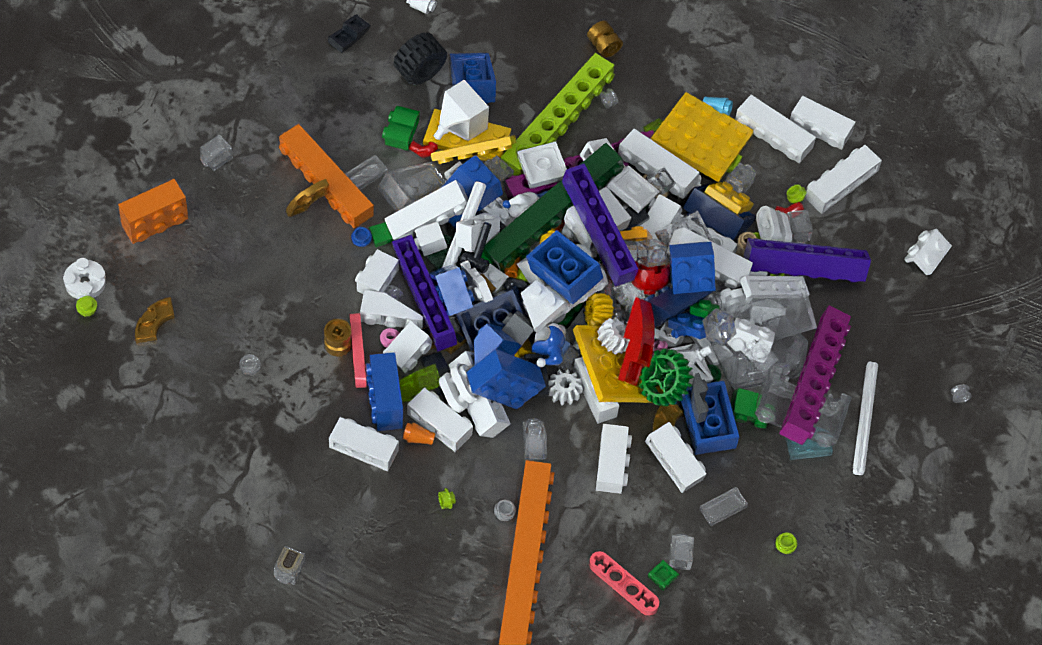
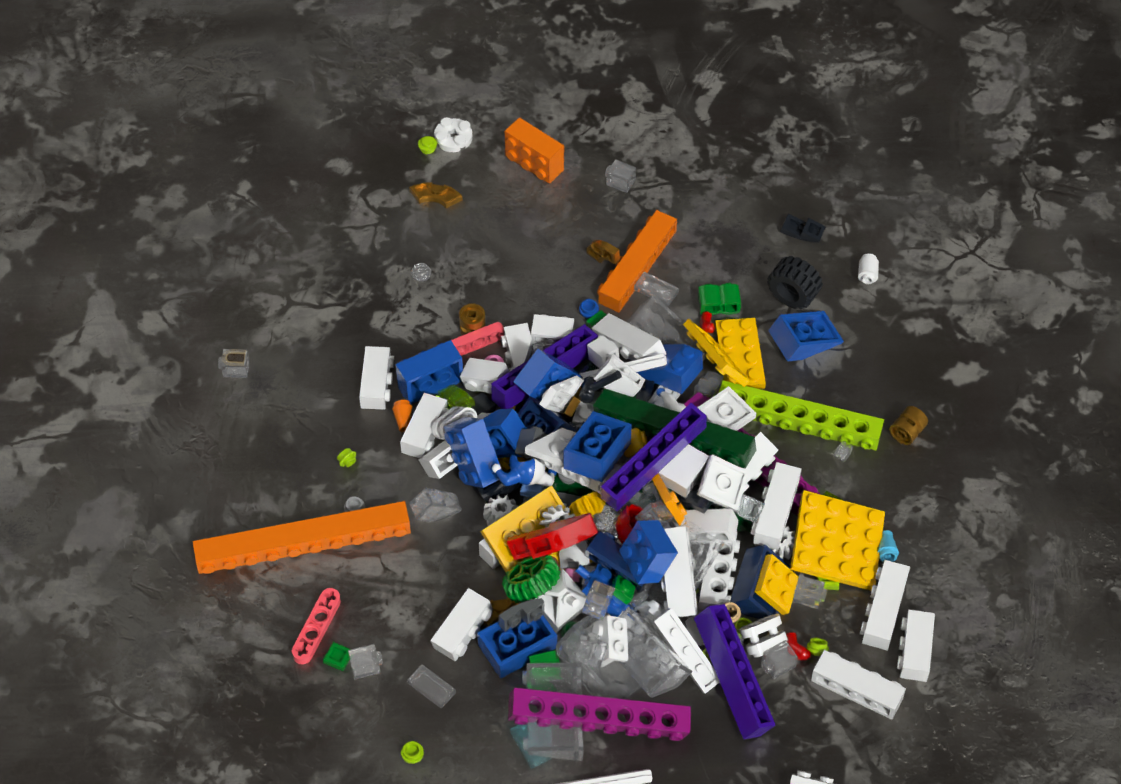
camera: 75 degrees right, 5 degrees down
(462, 113) = (748, 330): white piece -> none
(613, 458) = (441, 574): white brick -> none

